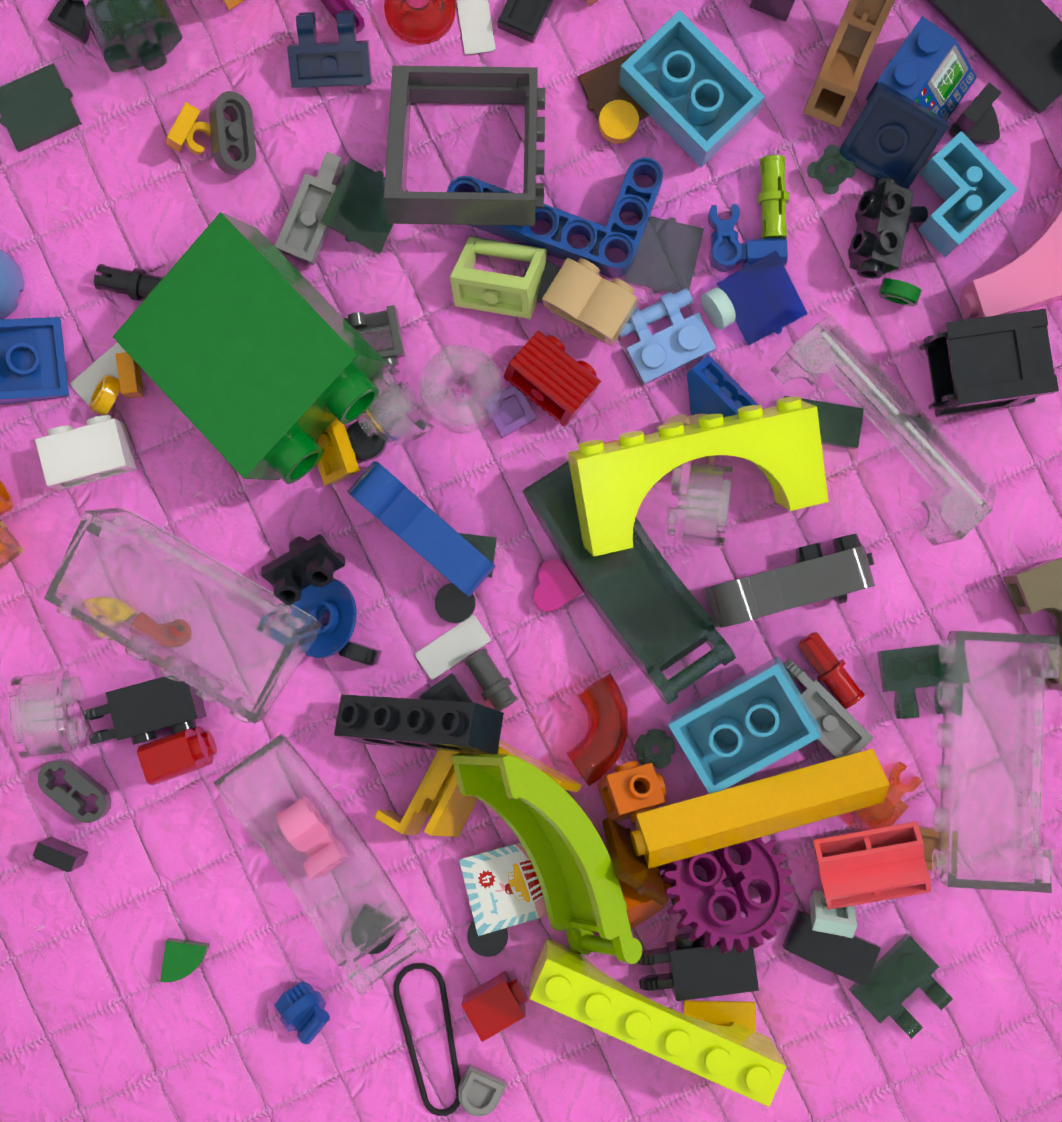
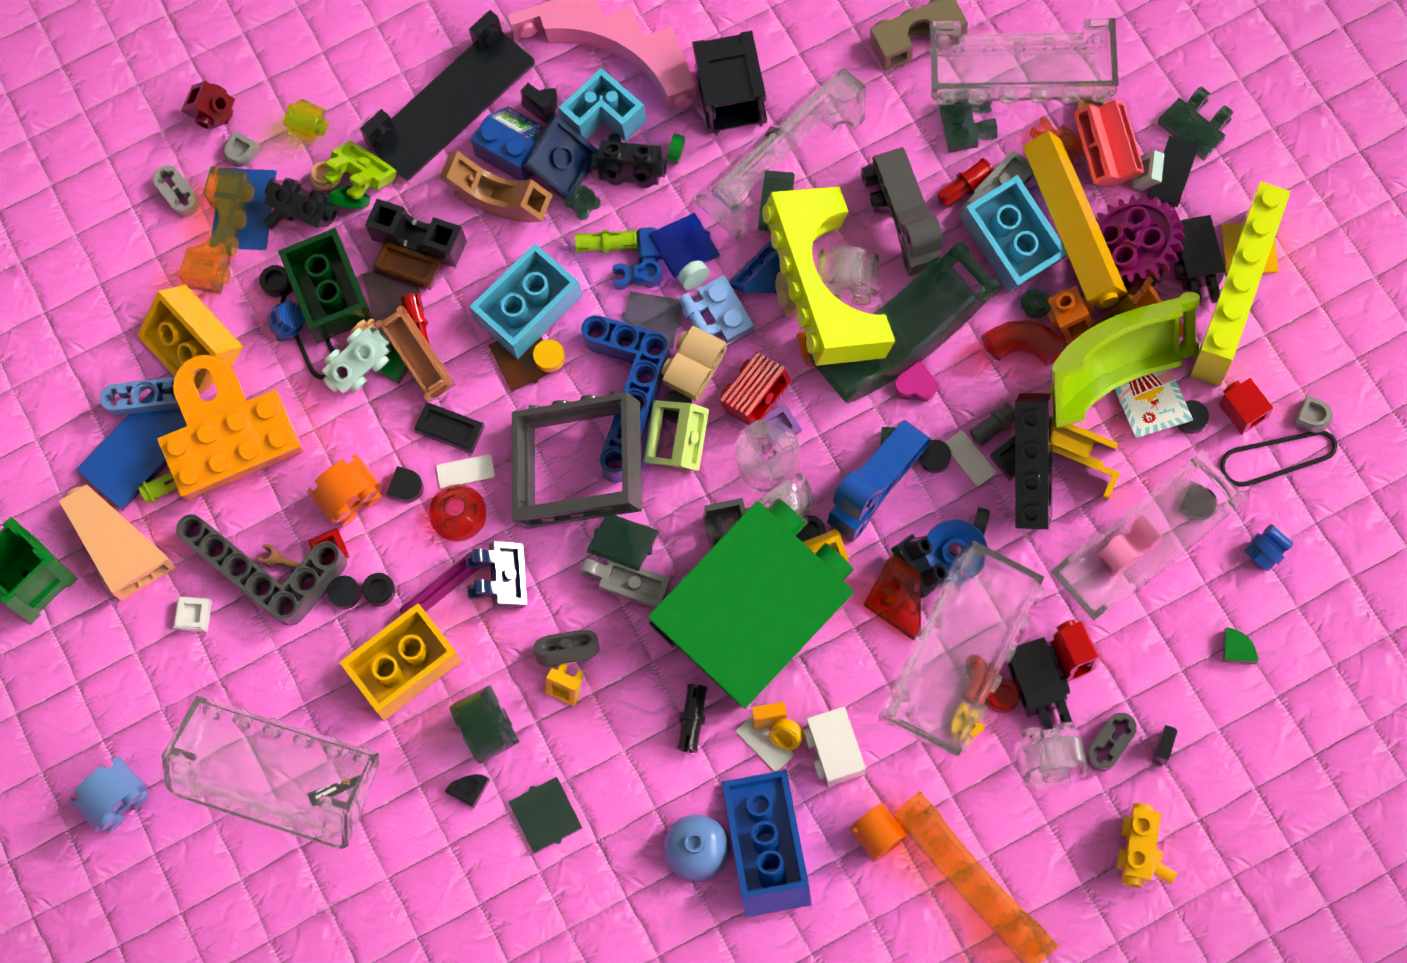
camera: 85 degrees left, 15 degrees down
(138, 670) = (1005, 697): none -> red tile
(264, 541) = (897, 597): none -> clear red wing

